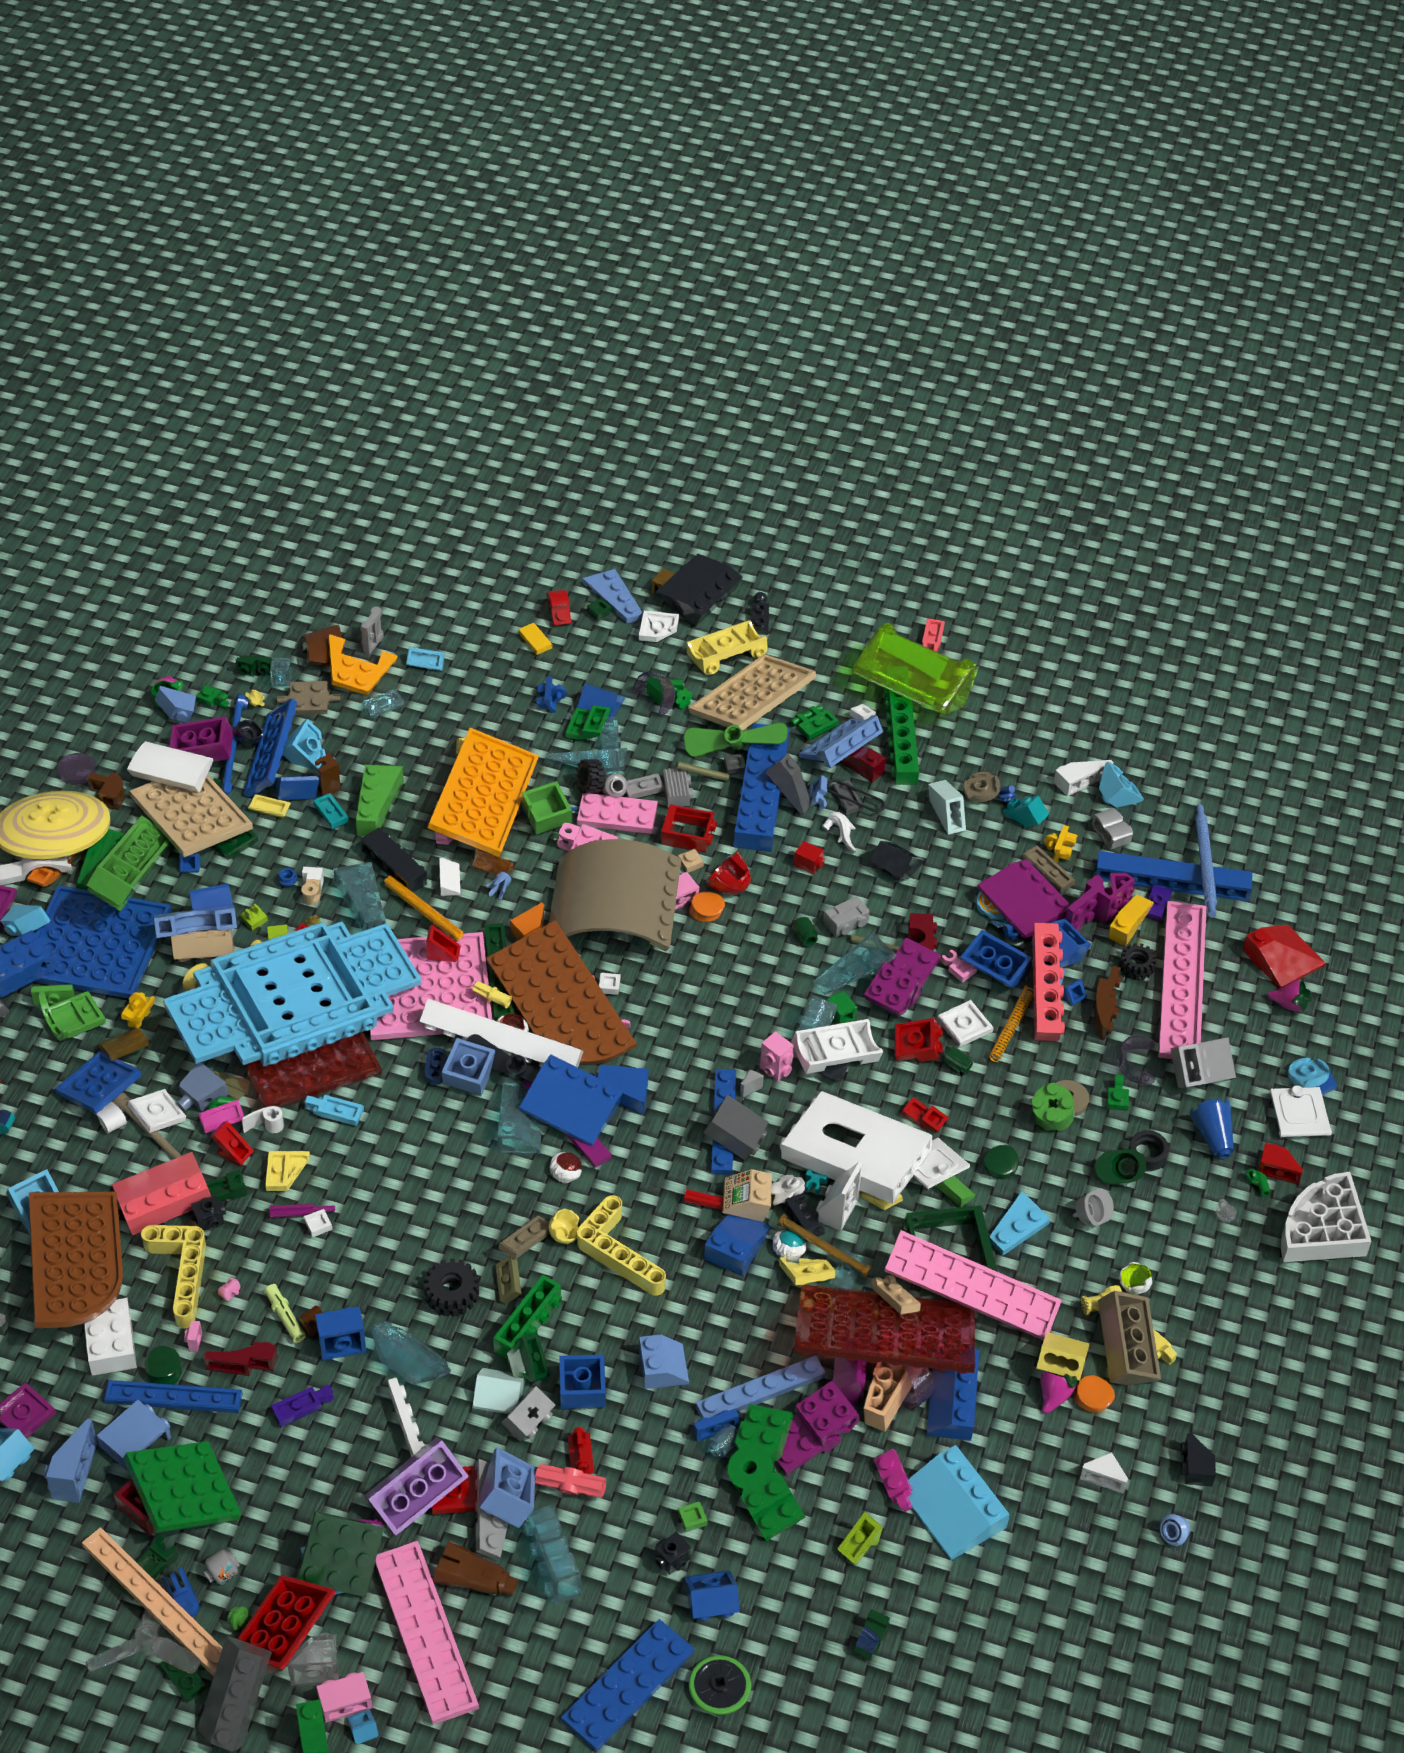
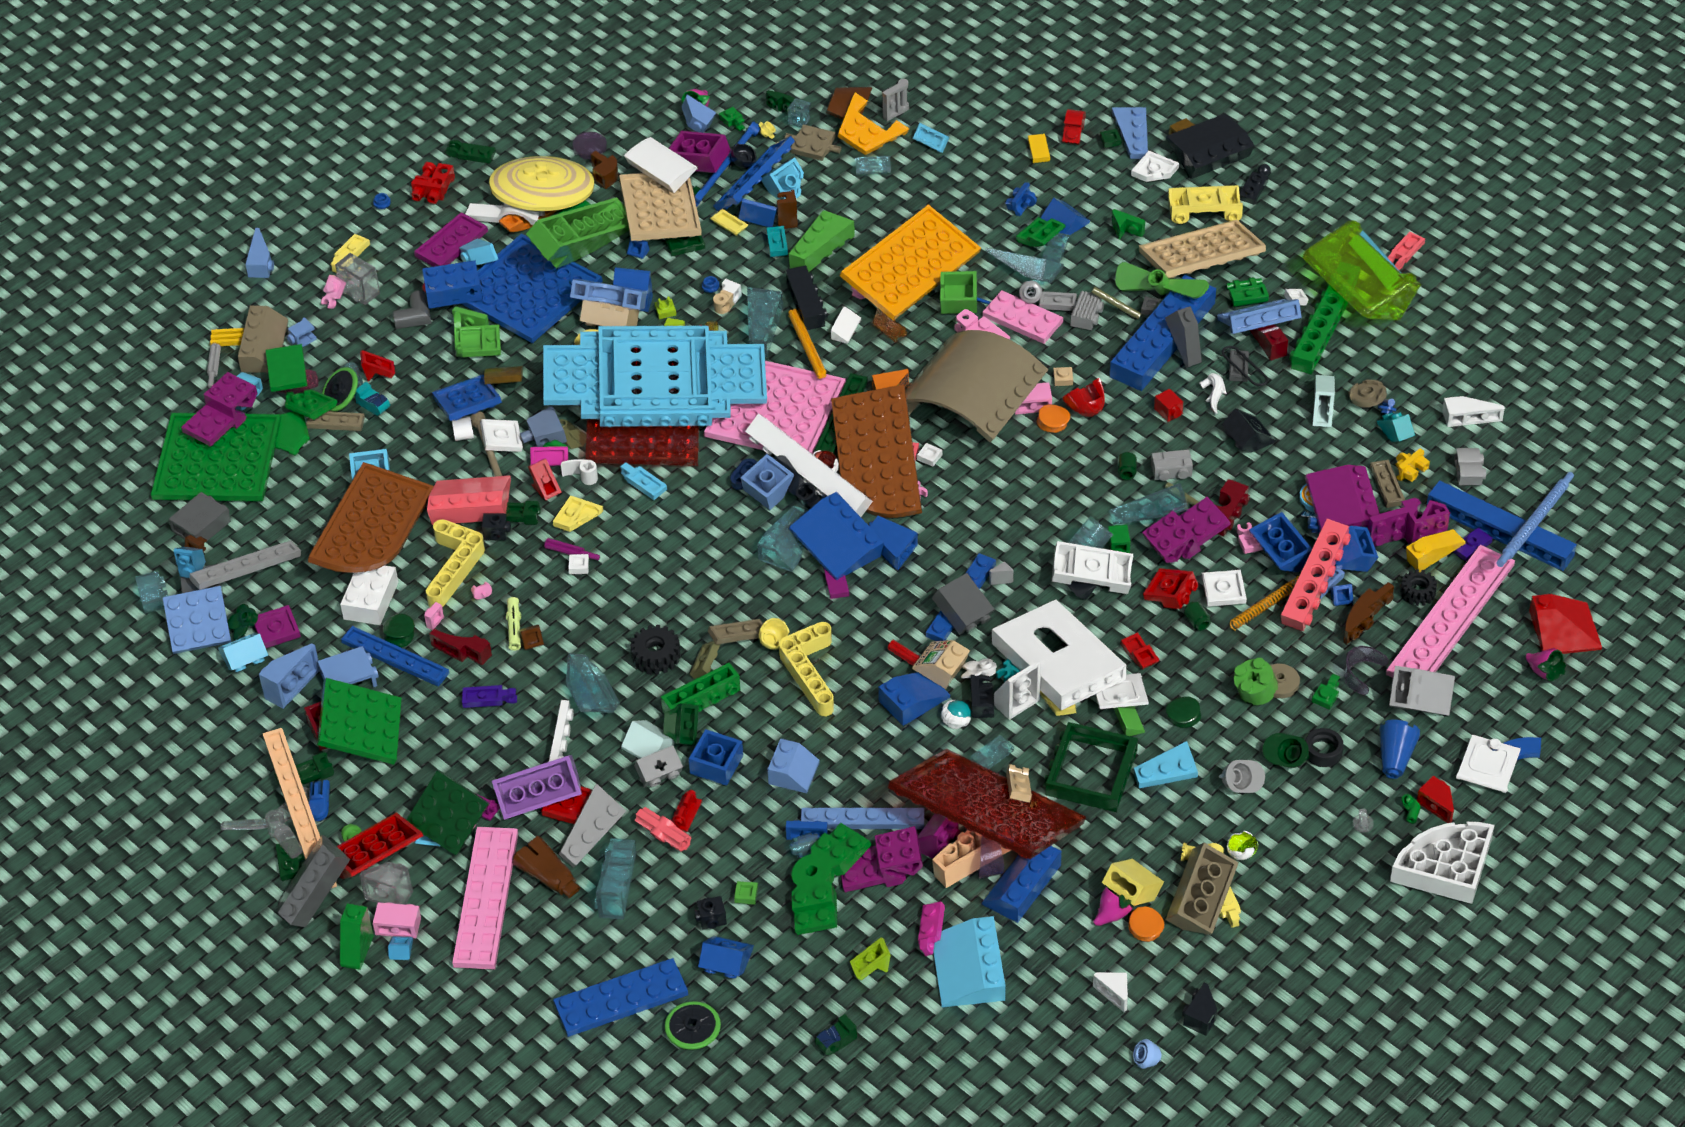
camera: 30 degrees right, 0 degrees up
(137, 1009) = (528, 350): yellow hips -> none
(221, 1567) = (359, 792): light grey head -> none
(341, 1333) = (544, 652): blue brick -> none
(441, 946) = (799, 377): red slope -> none
(492, 994) = (821, 430): light yellow axle -> none
(502, 880) = (887, 343): medium blue piece -> none
(508, 1488) = (606, 813): medium blue slope -> none
(565, 1167) = (804, 589): hair -> none
(590, 776) = (1012, 277): black tyre -> none
(667, 688) = (1124, 224): piece -> none
(683, 698) = (1144, 235): green plant -> none
(688, 816) = (1080, 336): red window -> none
(776, 1056) = (1033, 558): bright pink brick -> none
(783, 1221) = (1005, 755): pearl gold bar -> none
(807, 1270) = (957, 739): light yellow wing -> none
(817, 791) = (1212, 352): medium blue plate -> none
(972, 1285) = (1087, 797): bright pink plate -> none
(1116, 787) = (1496, 433): medium azure slope -> none
(1308, 1072) = (1518, 733): medium azure tile -> none

